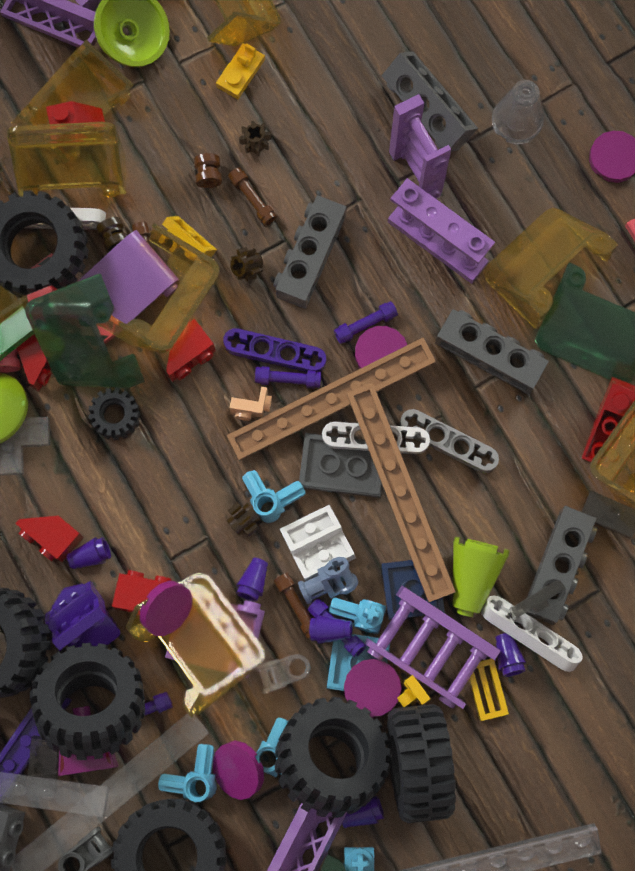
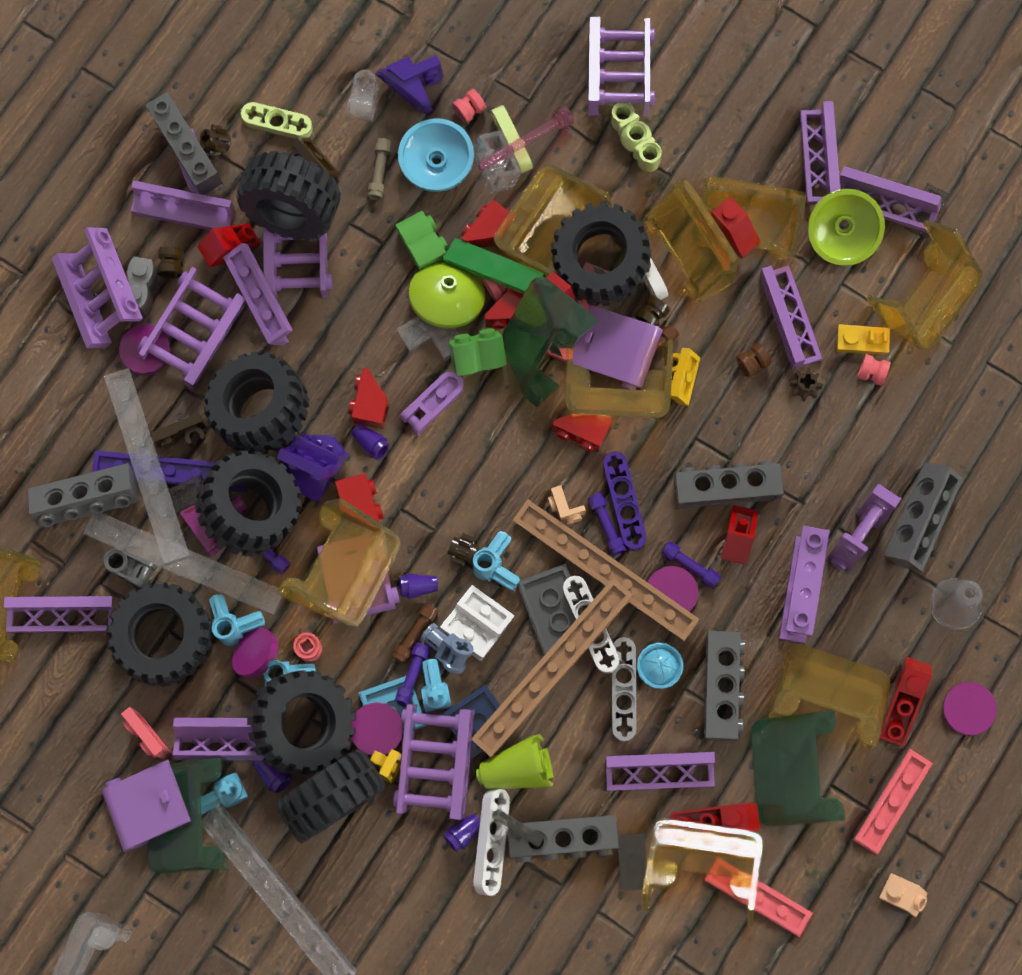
camera: 65 degrees right, 0 degrees up
(61, 409) = (477, 352): none -> bright green brick
(84, 475) = (433, 401): none -> medium lavender plate
(109, 398) = (498, 382): black tyre -> none
(166, 608) = (353, 524): magenta tile -> none
(184, 125) = (784, 319): none -> medium lavender fence
(246, 264) = (686, 437): dark brown gear -> none
(258, 715) = (307, 647): none -> coral wheel
(264, 212) = (760, 392): reddish brown bar -> none
(274, 74) = (874, 370): none -> coral wheel
(281, 673) = (350, 647): clear piece -> none
(329, 629) = (405, 667): dark purple cone -> none
(361, 265) = (740, 534): none -> red slope
(444, 396) = (660, 665): none -> medium azure hat
(498, 689) = (408, 843): yellow tile -> none
(534, 438) = (660, 760): none -> medium lavender fence
(580, 199) = (905, 700): none -> red slope

